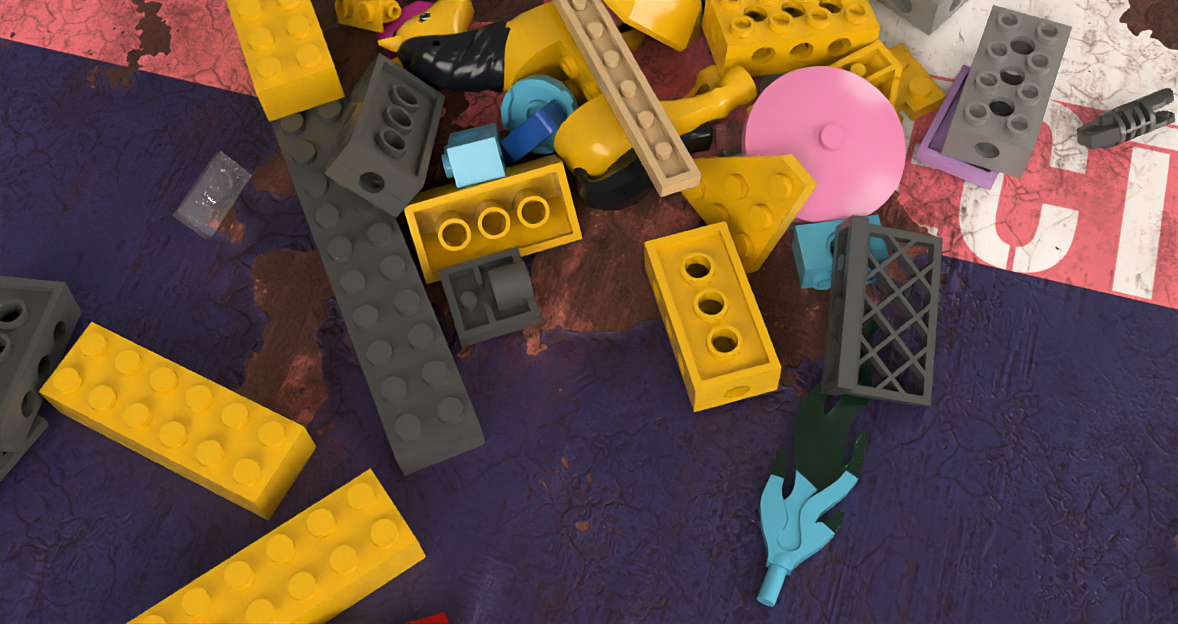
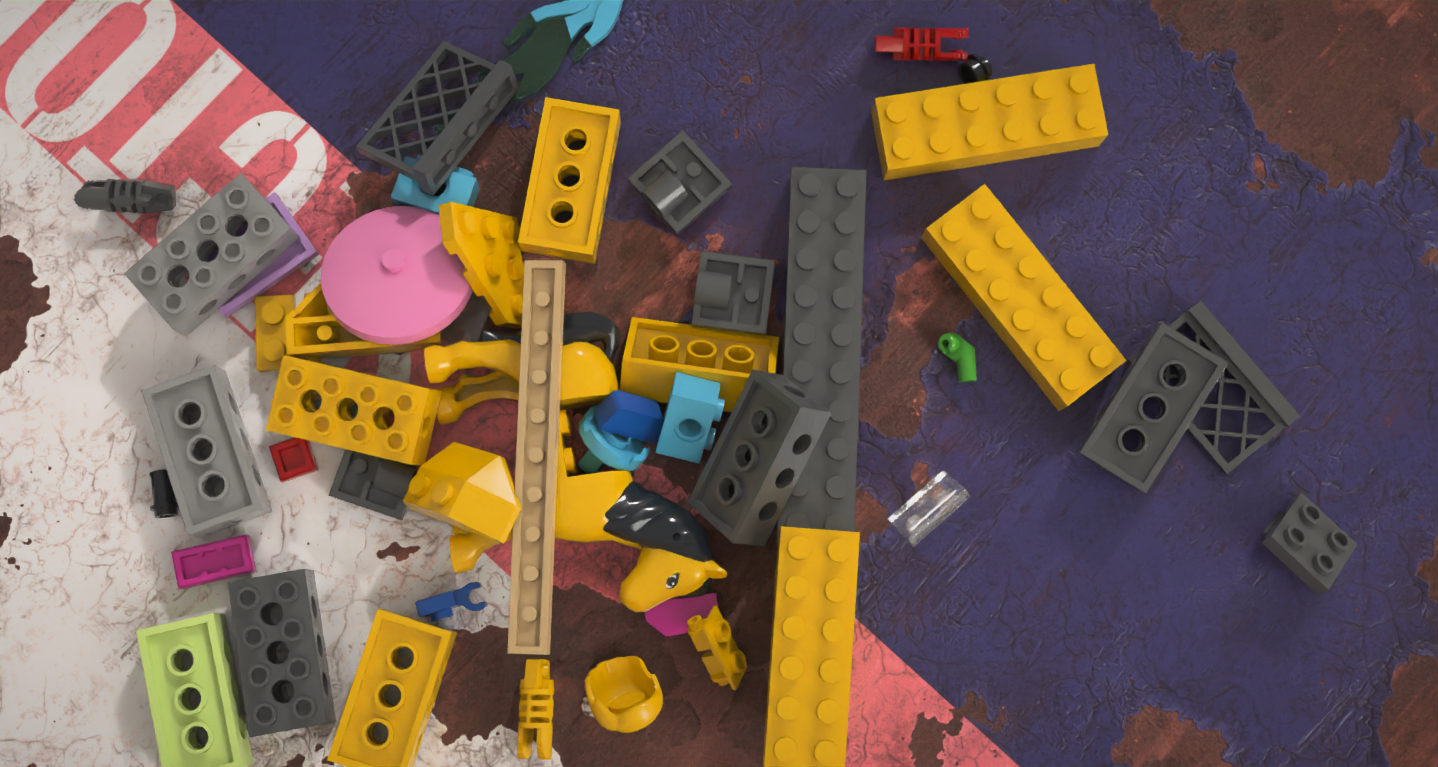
camera: 165 degrees left, 20 degrees up
(228, 347) = (961, 353): none -> bright green arm
(598, 373) = (680, 182): none -> dark grey plate

